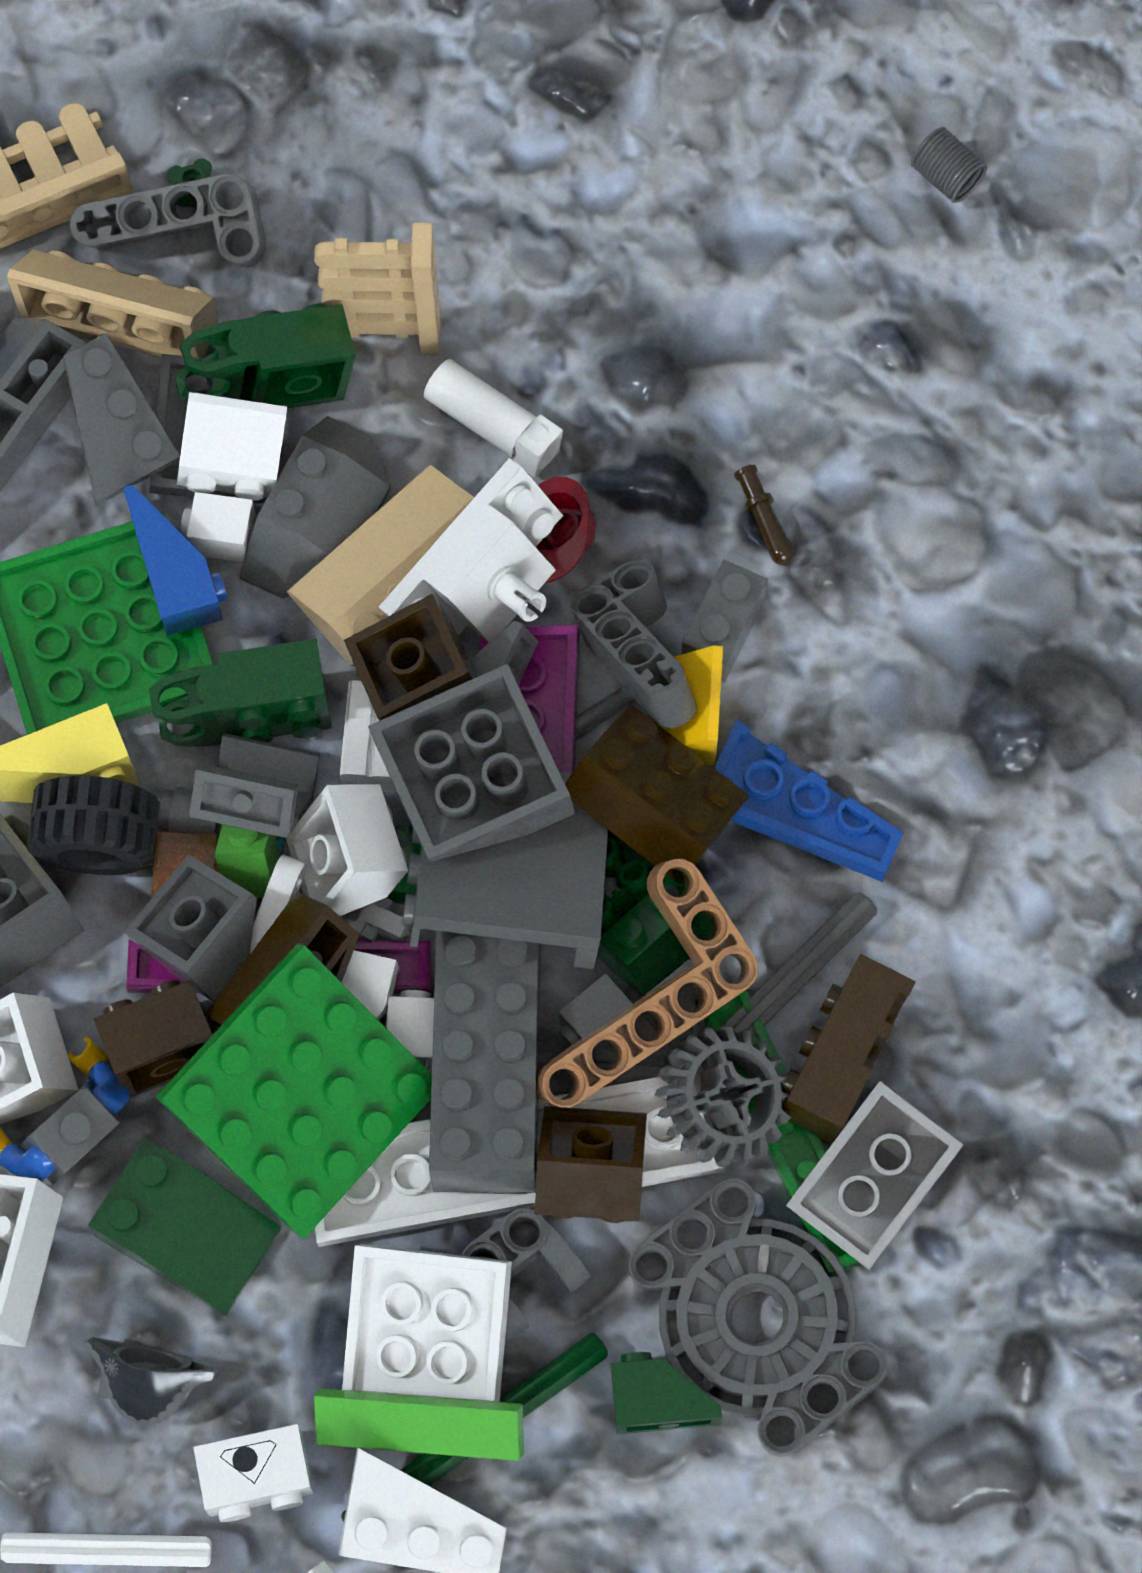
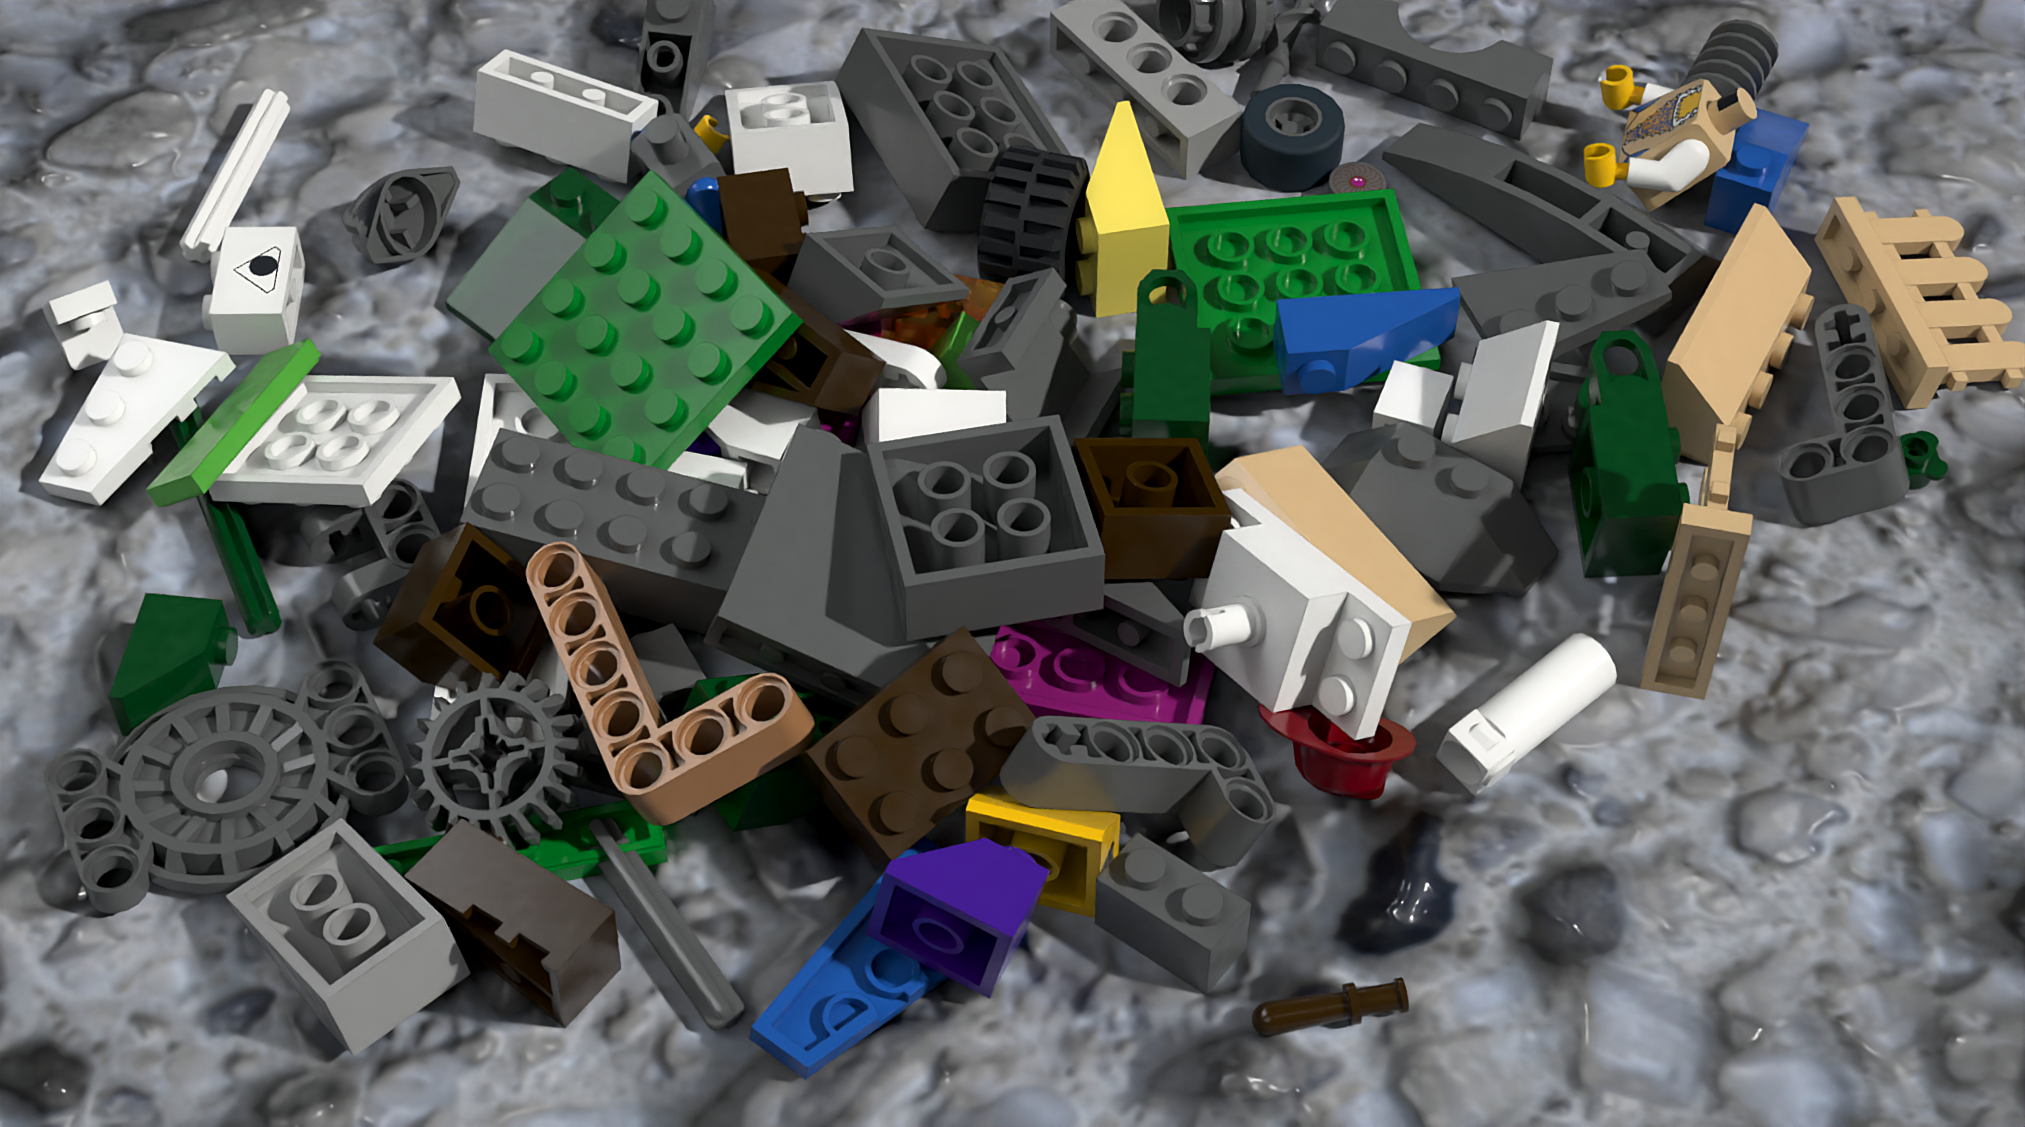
camera: 100 degrees right, 20 degrees down
(779, 732) = (959, 909): none -> dark purple slope

